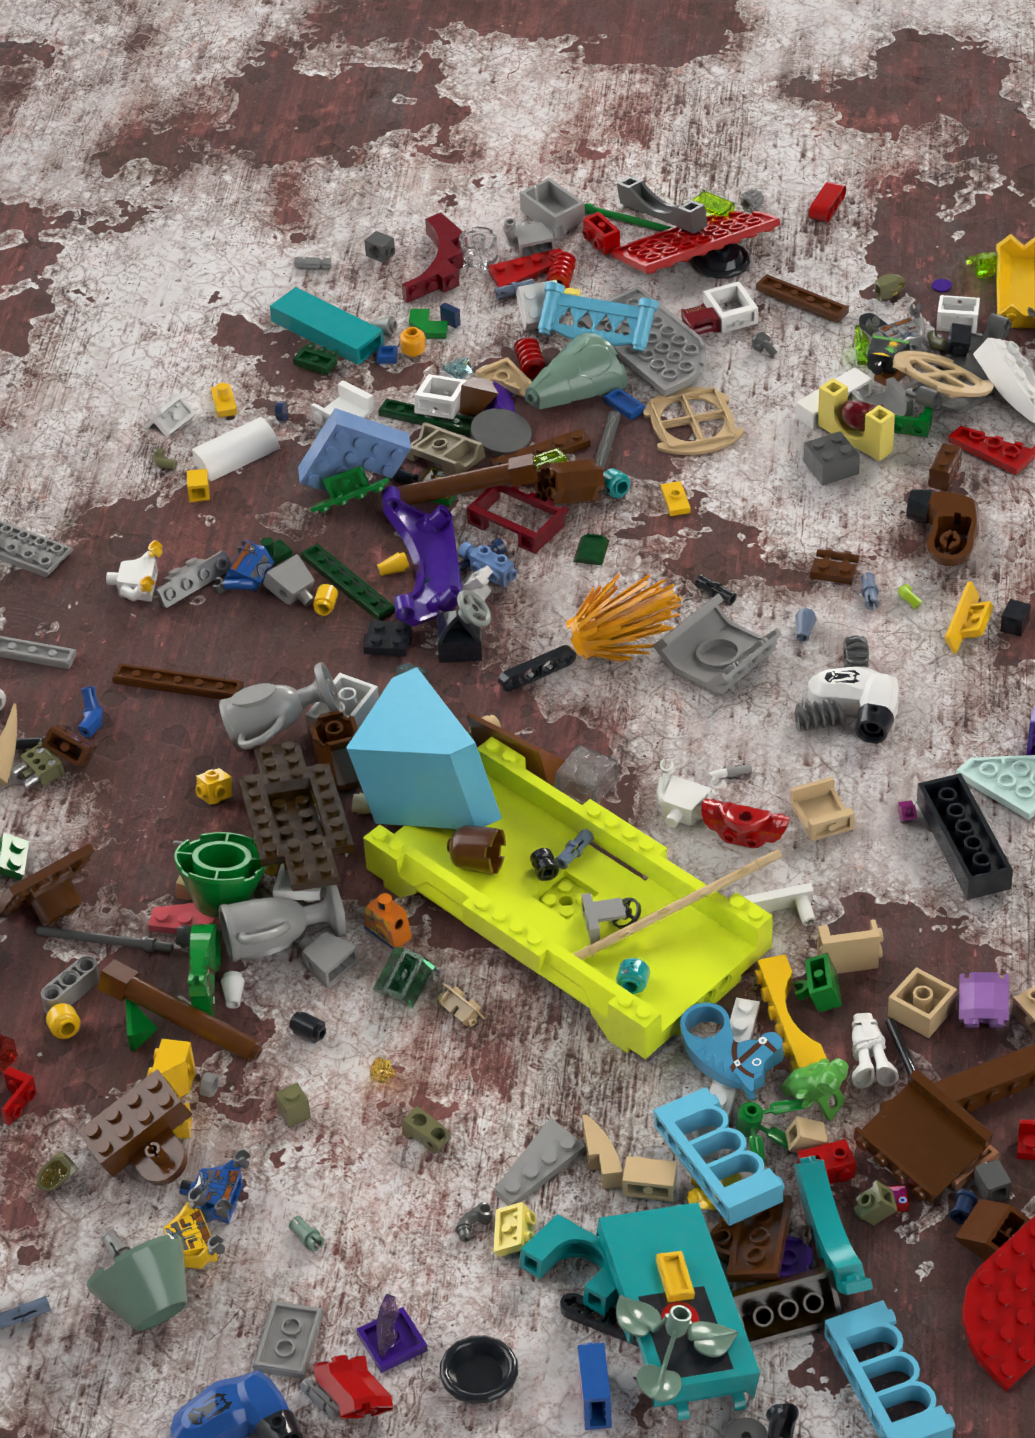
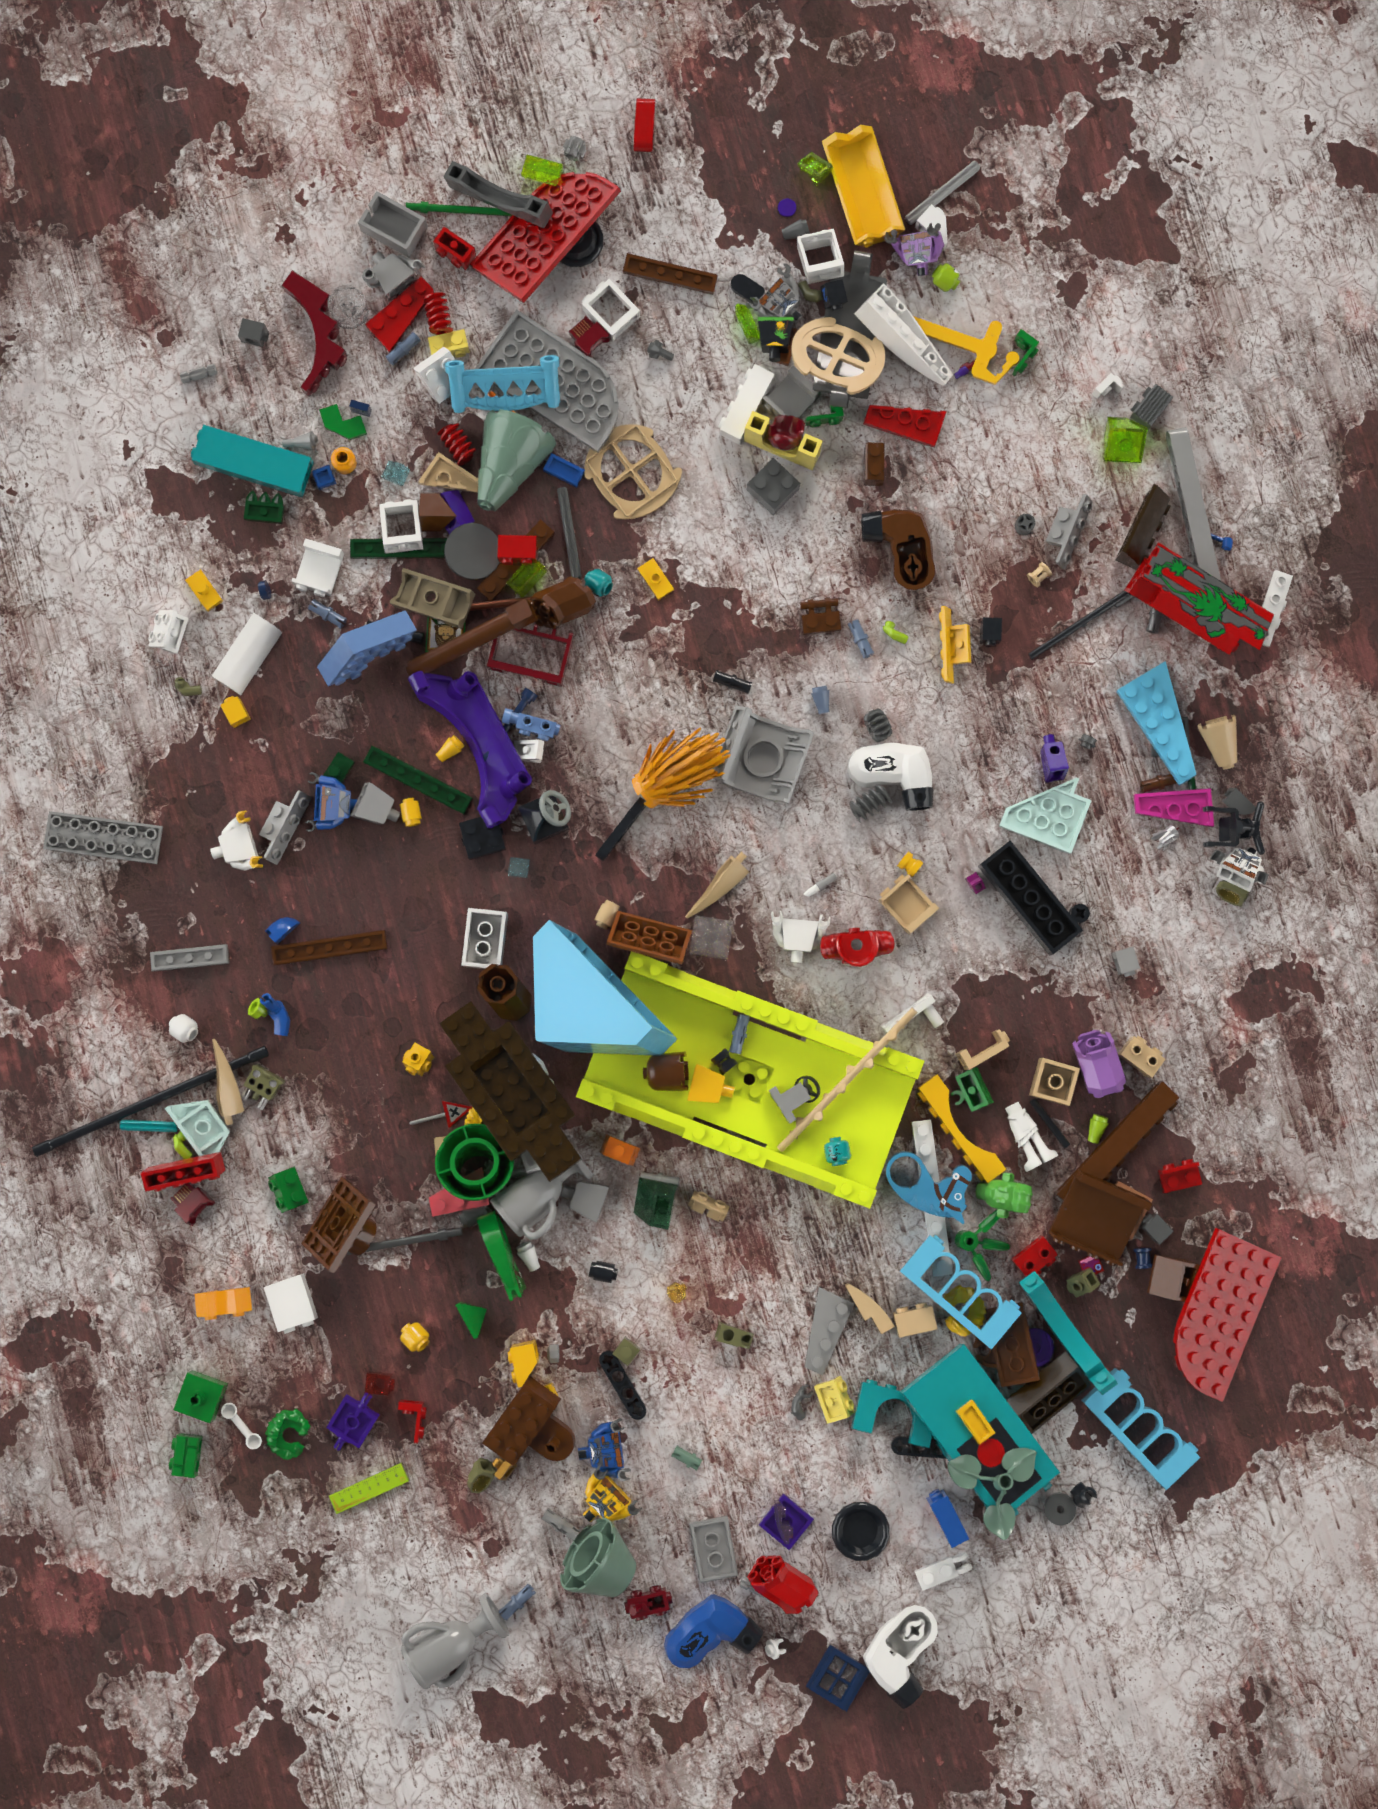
camera: 25 degrees left, 40 degrees up
(68, 745) = (280, 1063): reddish brown brick -> none
(71, 983) = (396, 1308): light grey beam -> none
(74, 705) = (256, 1009): none -> lime tile
(88, 1174) = (504, 1468): none -> pearl gold tile
(122, 983) = (454, 1299): reddish brown brick -> none
(139, 654) = (281, 928): none -> blue brick
(178, 1361) = (643, 1604): none -> dark red brick
(268, 709) = (434, 974): light grey piece -> none
(271, 1141) = (620, 1386): none -> black beam
(346, 486) = (375, 682): green bracket -> none
(514, 880) = (708, 1086): none -> yellow torso
(545, 431) = (517, 549): none -> red brick
(591, 549) = (607, 666): dark green piece -> none
(628, 737) = (725, 879): none -> tan piece
(805, 1134) = (1012, 1240): tan brick -> none
(843, 778) = (910, 864): none -> yellow wheel
(889, 286) = (744, 233): olive rock -> none
(934, 297) = (795, 229): none -> dark grey cone
(959, 1061) = (1097, 1127): none -> lime cone
(1020, 869) = (1077, 915): none -> black wheel

